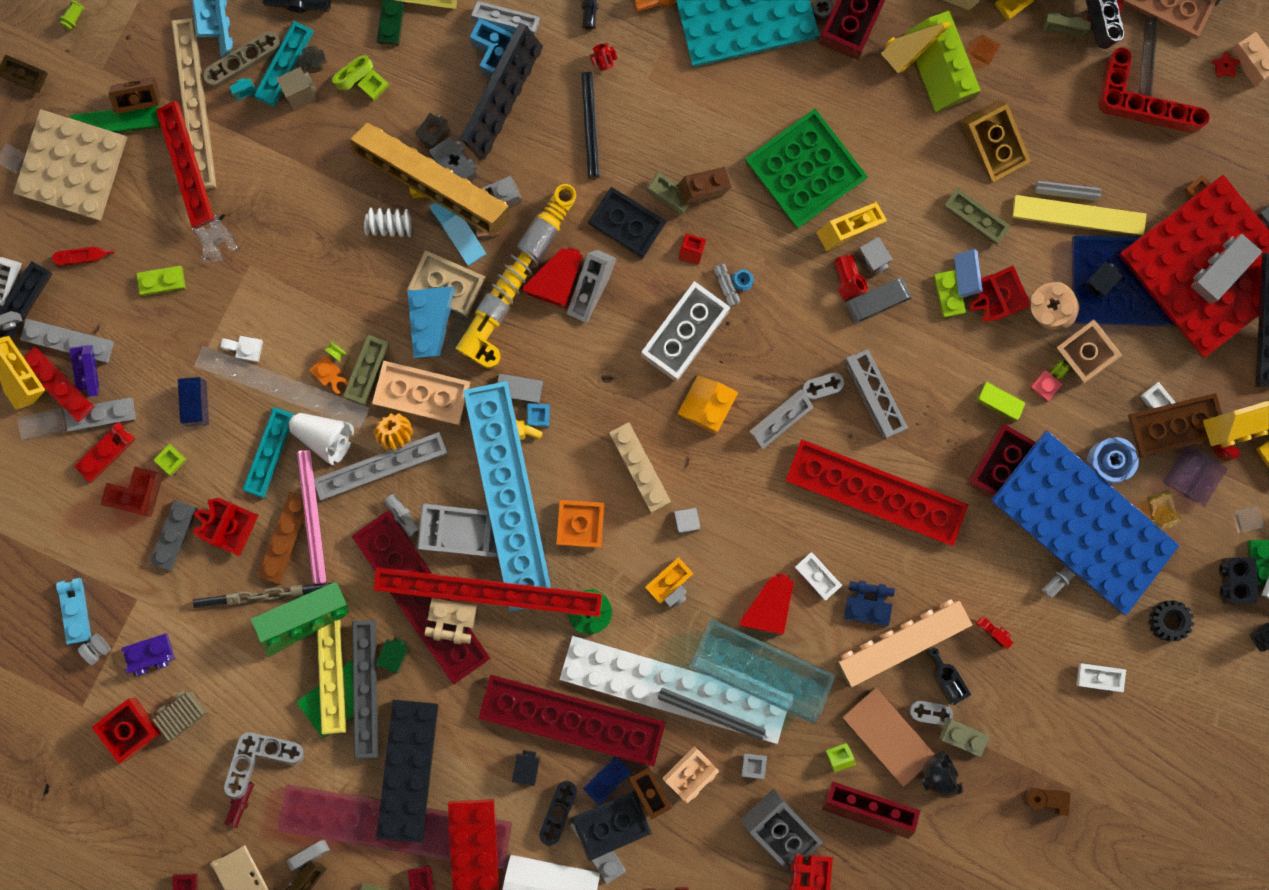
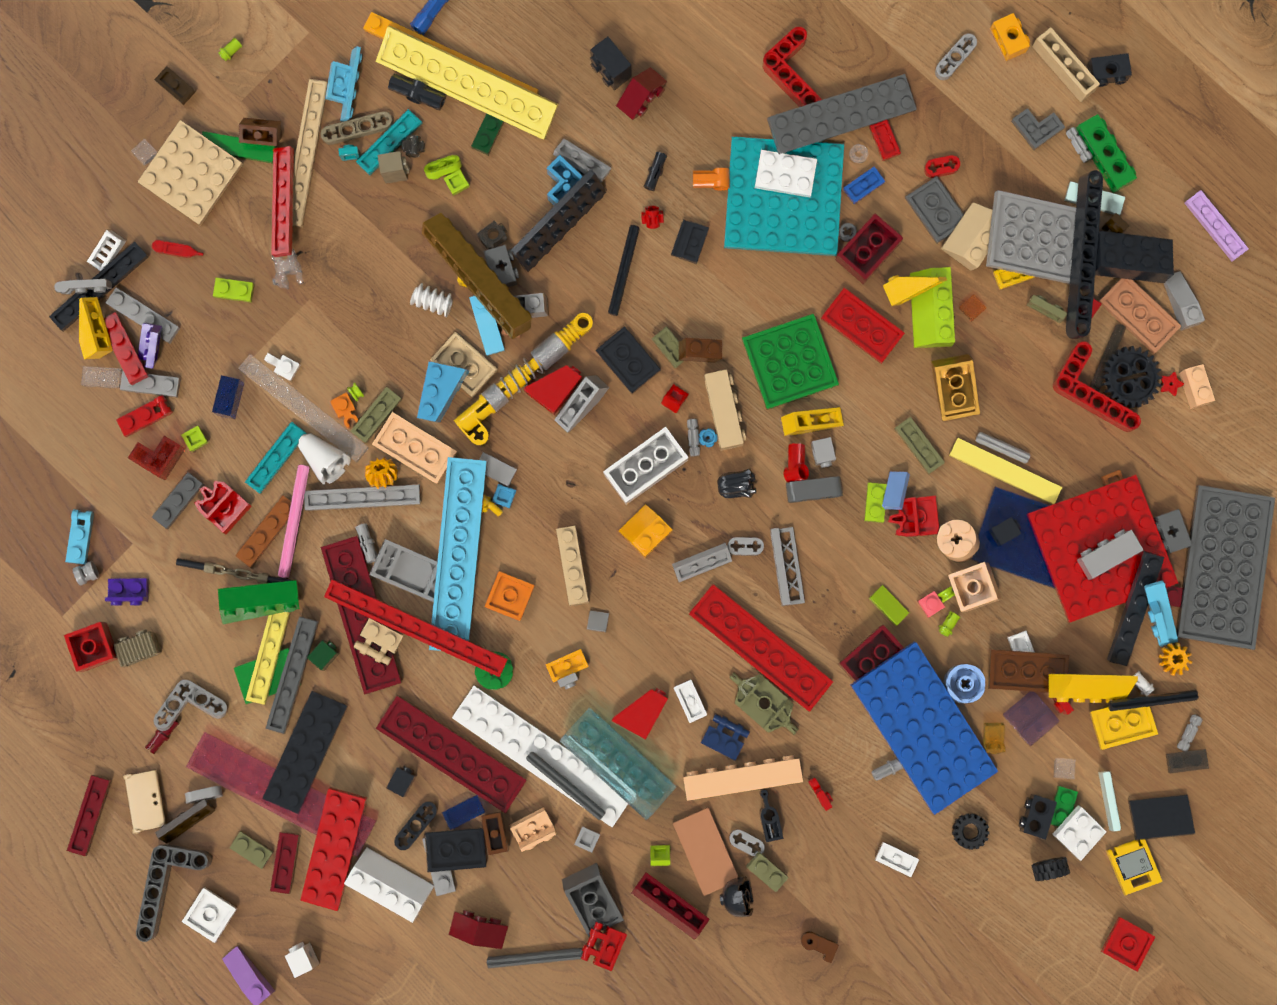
camera: 25 degrees right, 0 degrees up
(653, 71) = (690, 241): none -> black plate
(751, 244) = (723, 409): none -> tan brick
(792, 321) = (736, 484): none -> black piece
(872, 105) = (862, 325): none -> red plate
(881, 552) = (748, 698): none -> olive plate
(1073, 401) = (949, 623): none -> lime pin
(1171, 52) = (1126, 359): none -> black gear

